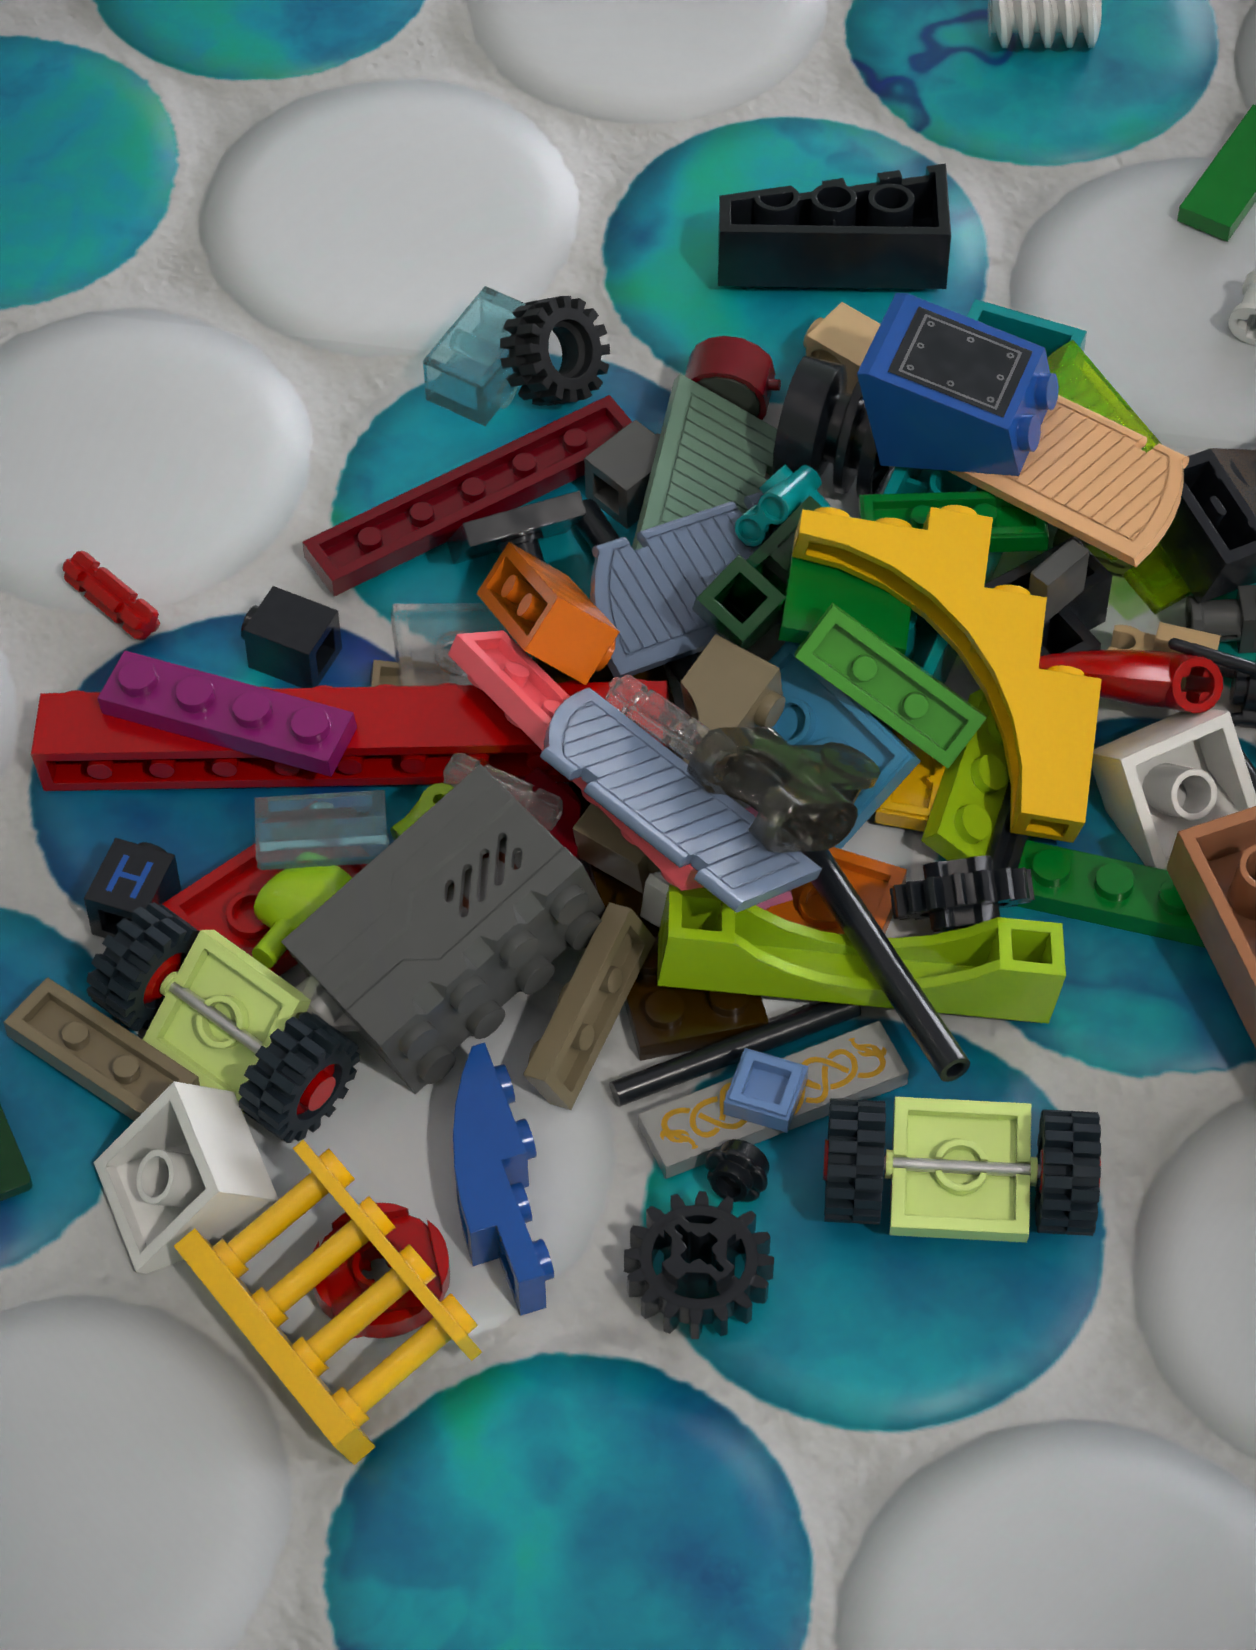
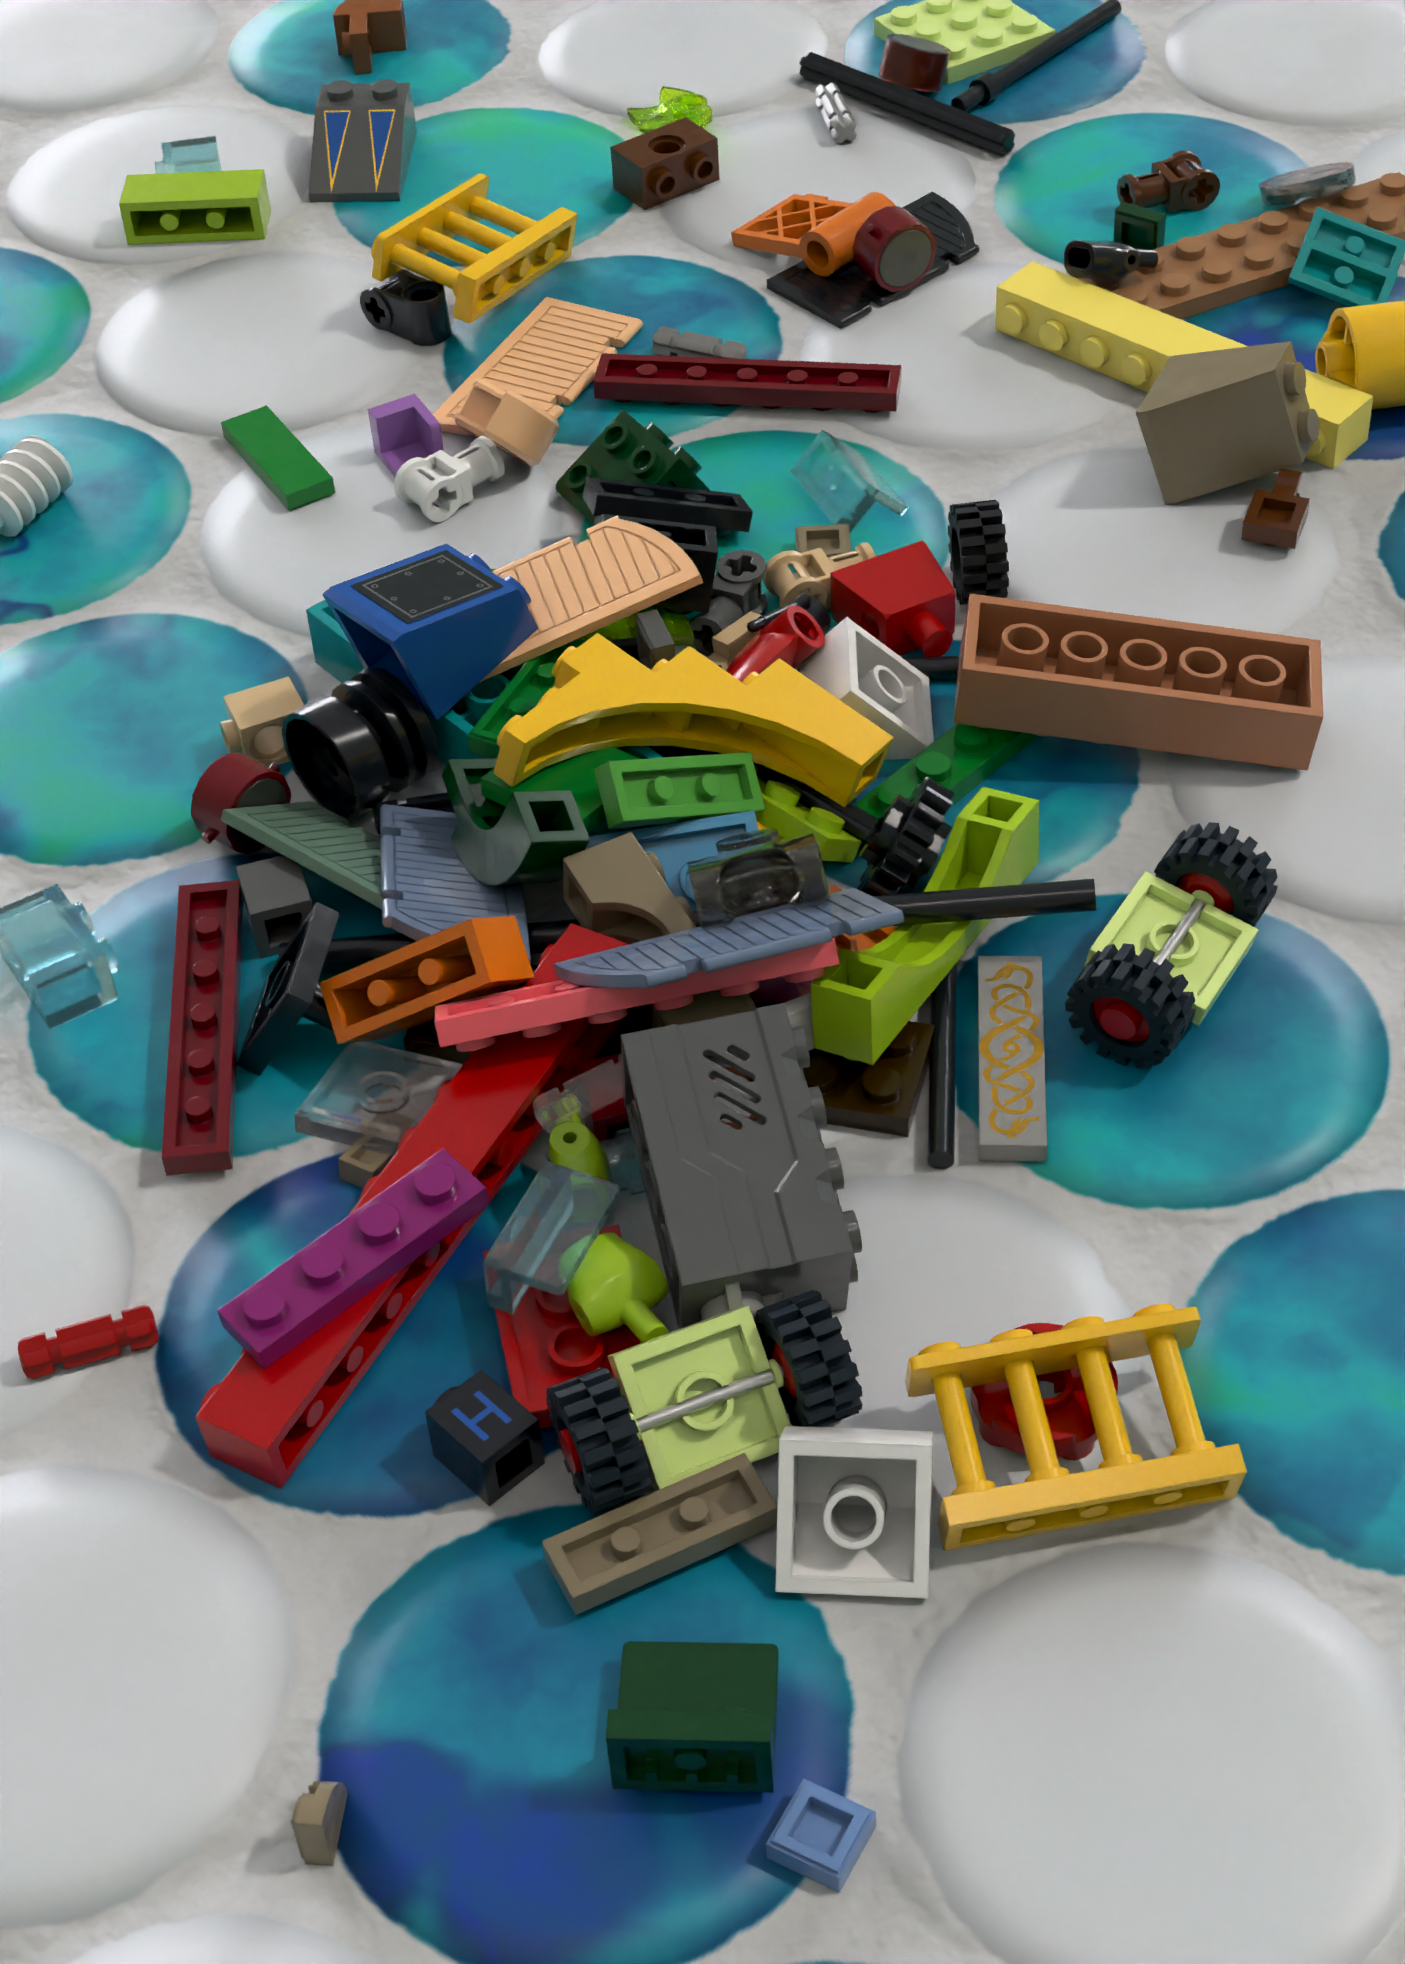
camera: 60 degrees left, 10 degrees down
(291, 638) = (267, 1208): black brick -> none
(491, 1180) = (1006, 1281): blue slope -> none
(531, 357) = (107, 893): black tyre -> none
(589, 1006) = (859, 1128): dark tan plate -> none
(656, 715) = (624, 926): clear axle -> none
(698, 1265) = (1165, 1156): black gear -> none
(737, 1170) = (1080, 1098): black plate -> none
(765, 1090) = (1012, 1046): medium blue tile -> none
(781, 497) = (421, 799): teal plate -> none
(839, 234) = (142, 678): black wedge -> none

